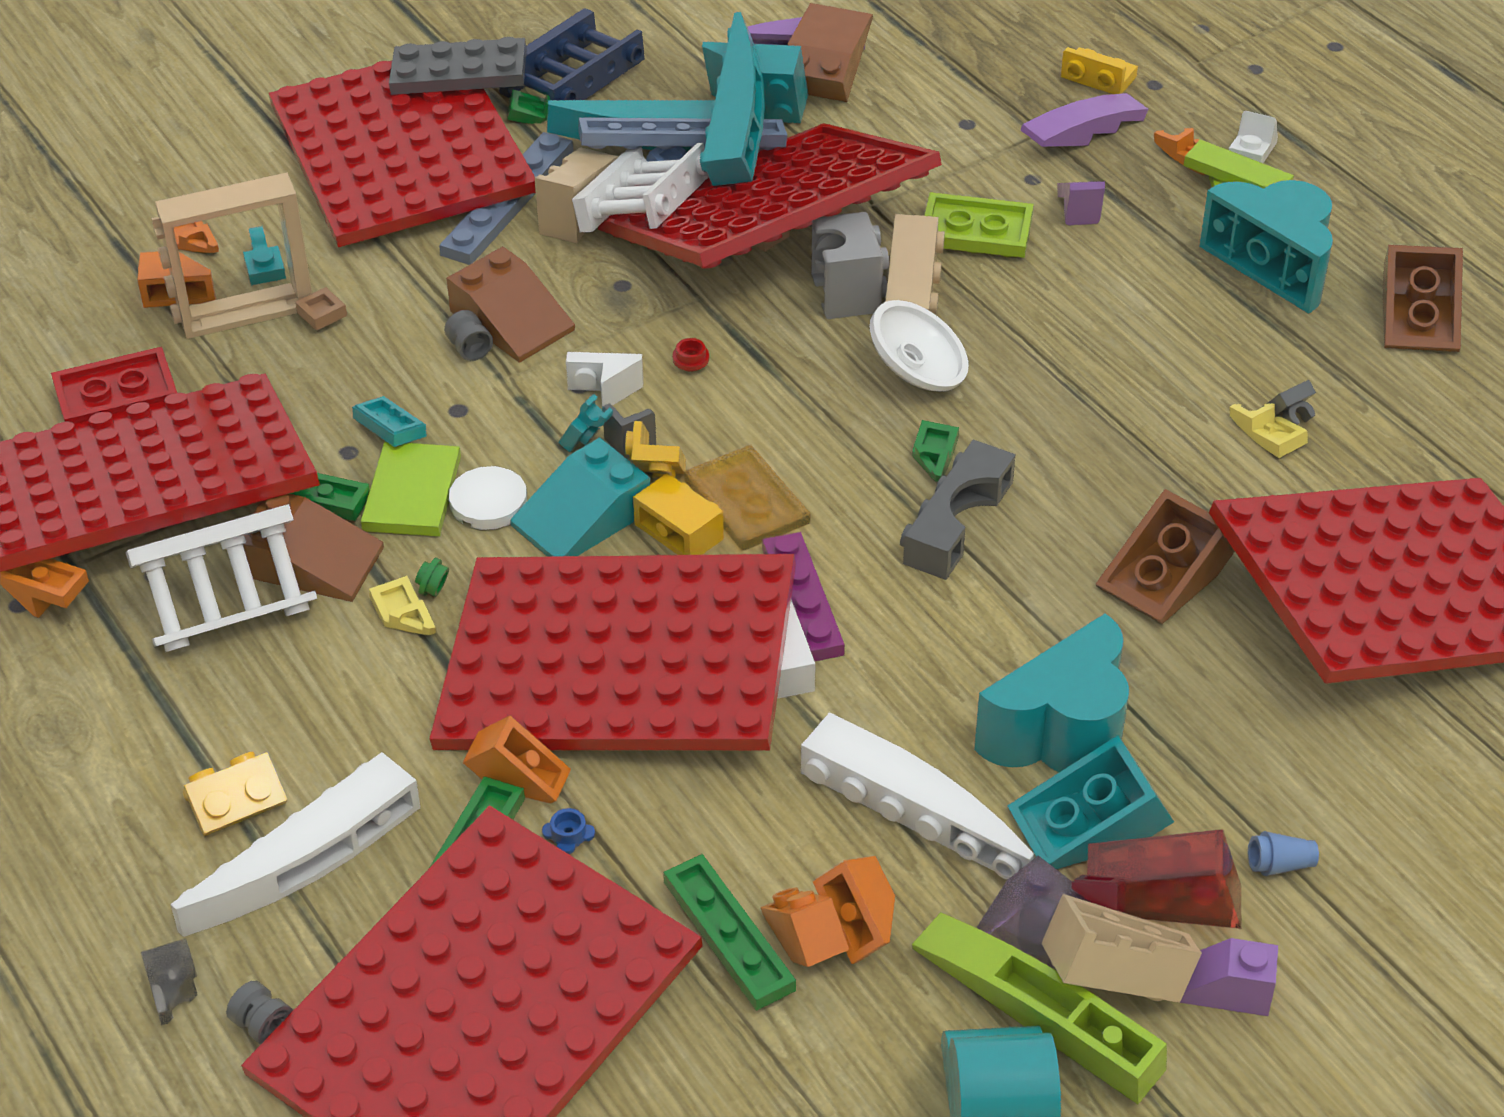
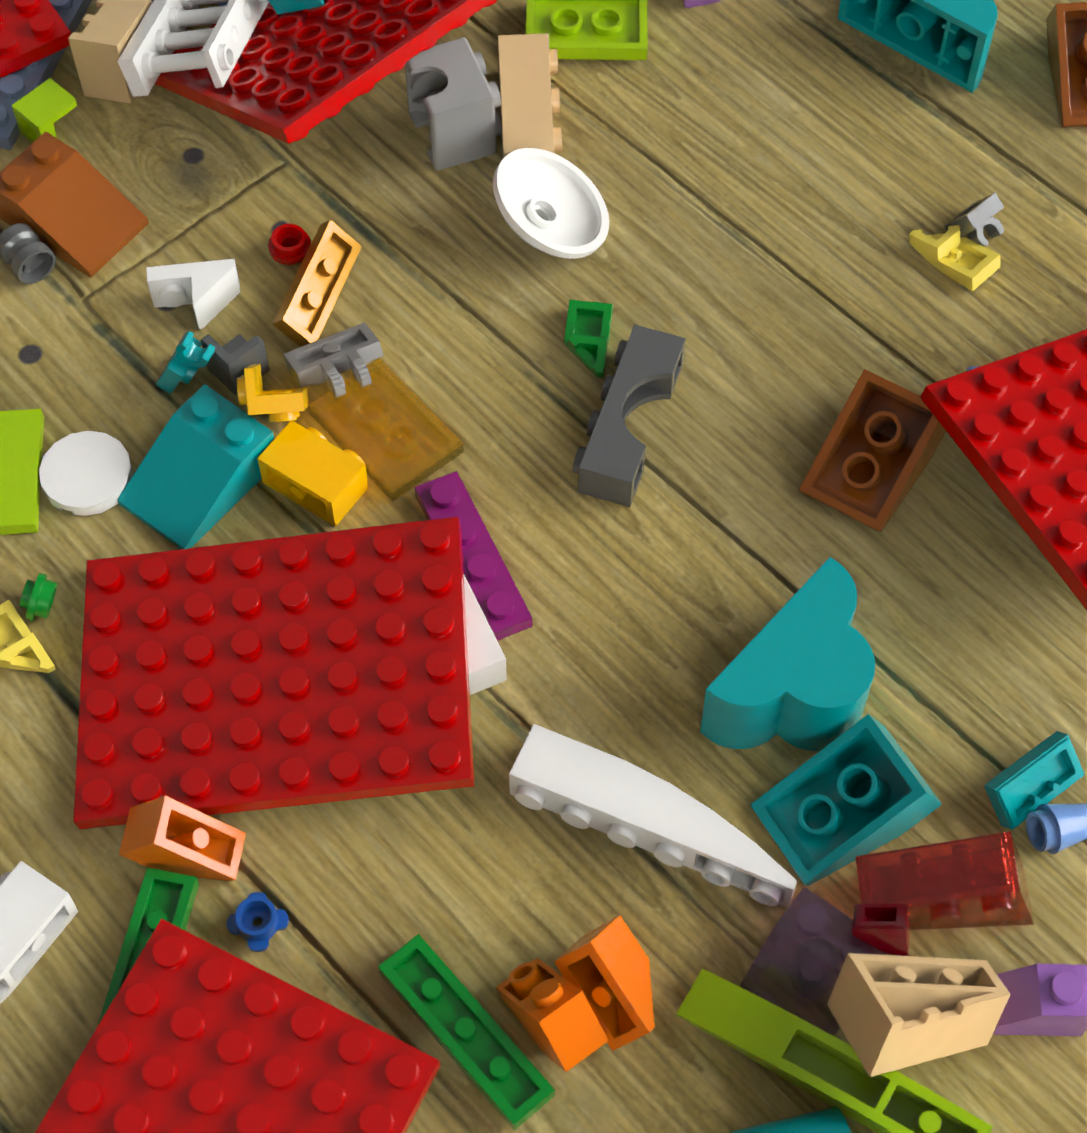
camera: 10 degrees left, 15 degrees up
(502, 232) = (41, 109): none -> lime panel
(706, 438) = (335, 354): none -> light grey hinge
(708, 385) = (317, 284): none -> plate
(1268, 810) = (1034, 779): none -> teal plate

